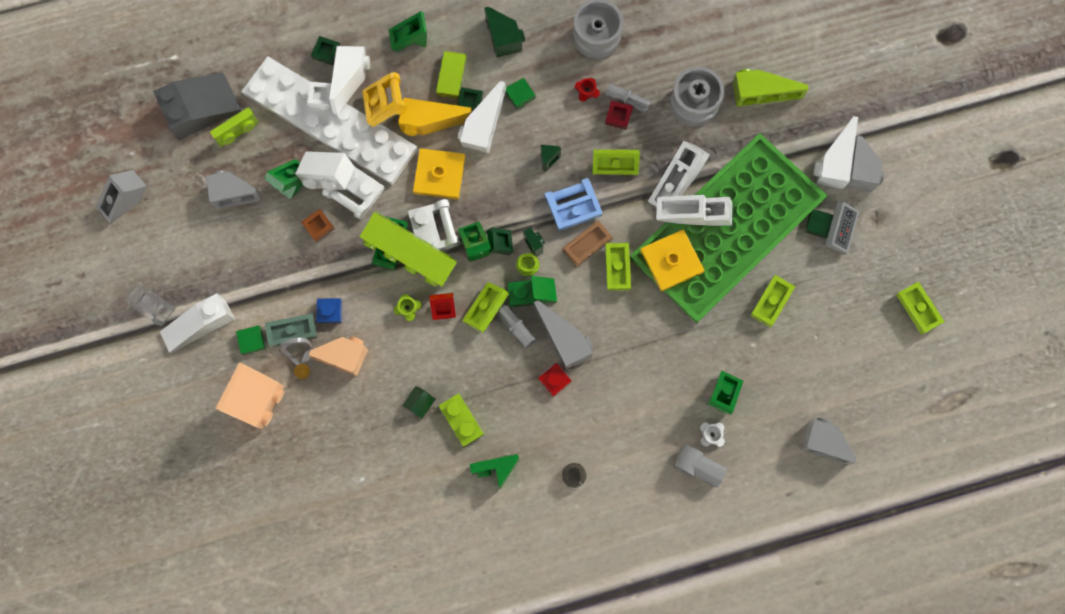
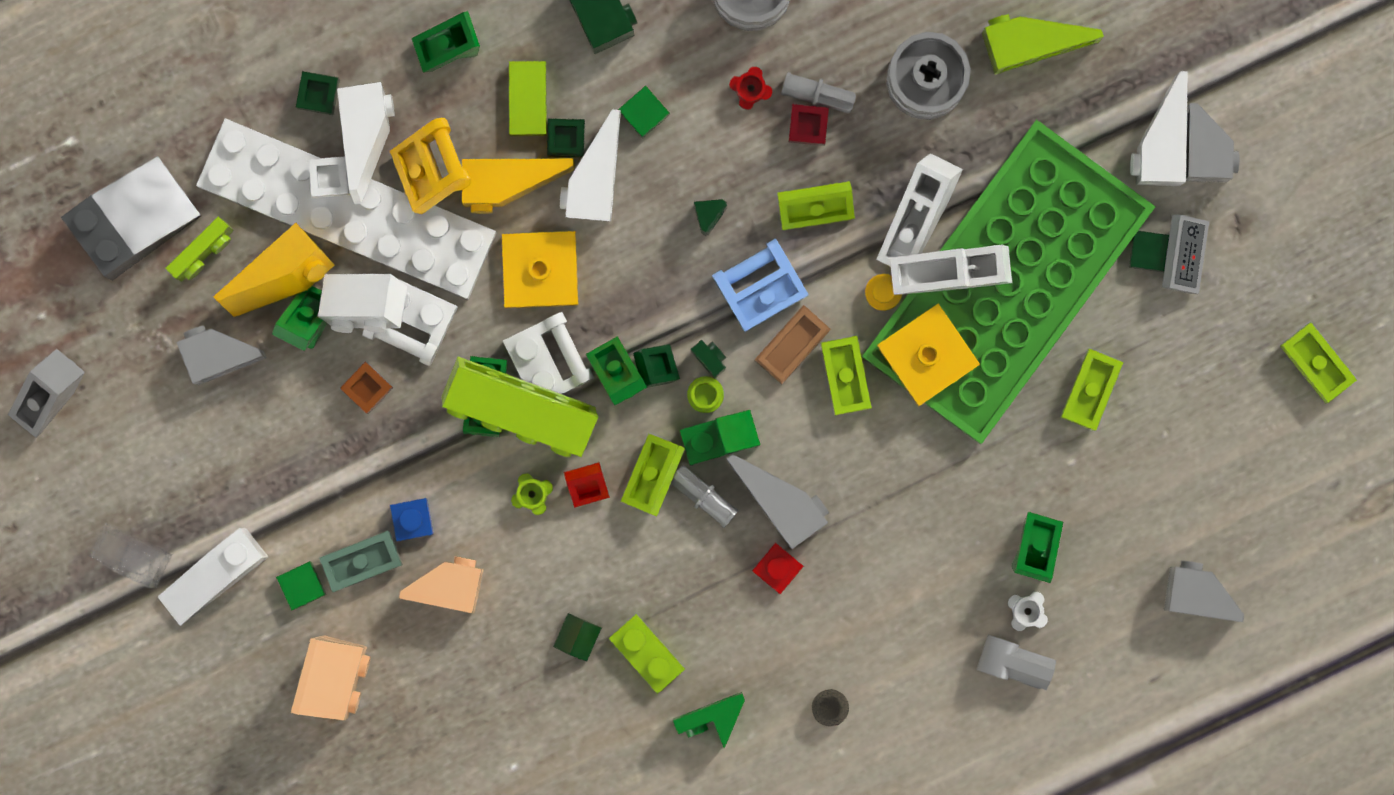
camera: 10 degrees left, 10 degrees up
(275, 148) = (279, 272): none -> yellow slope
(301, 370) = (389, 618): light grey piece -> none
(647, 221) = (880, 293): none -> yellow plate

